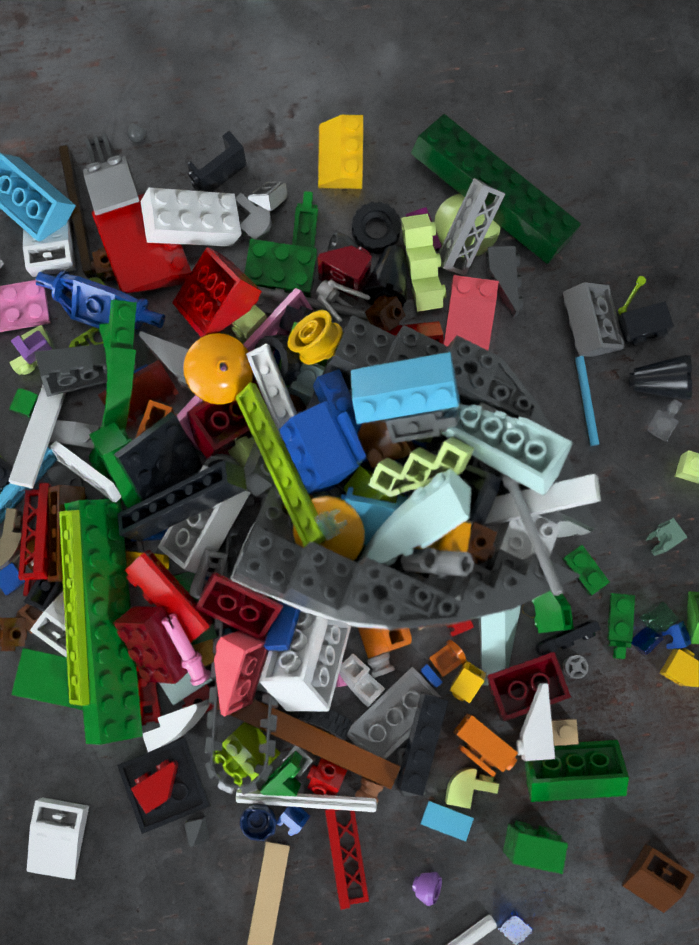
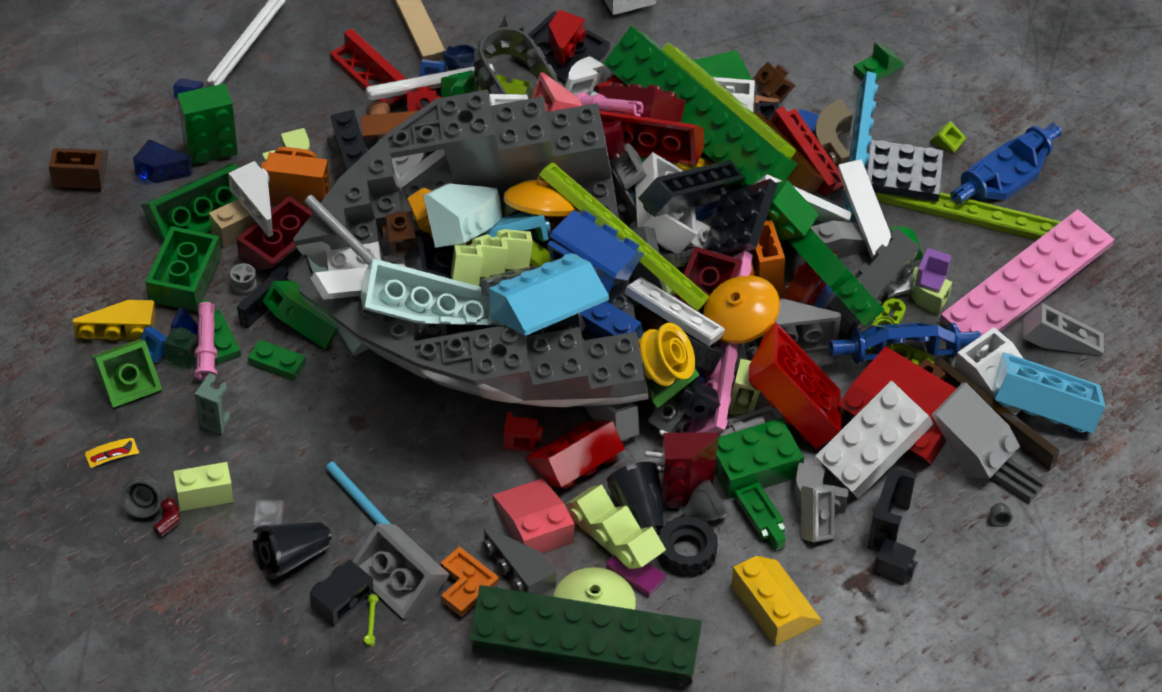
camera: 150 degrees right, 30 degrees down
(241, 130) = (895, 562): none -> black brick
(328, 525) = (544, 179): clear light blue tile -> none
(385, 313) = (618, 451): reddish brown brick -> none
(427, 887) = (284, 76): medium lavender cone -> none
(438, 562) = (418, 178): light grey piece -> none
(447, 820) = (310, 124): medium azure tile -> none
(462, 225) = (593, 568): light grey fence -> none
(544, 283) = (468, 576): none -> orange plate
(587, 841) = (161, 163): none -> clear blue slope
(623, 698) = (183, 268): none -> green brick
(643, 601) = (205, 352): none -> bright pink pin

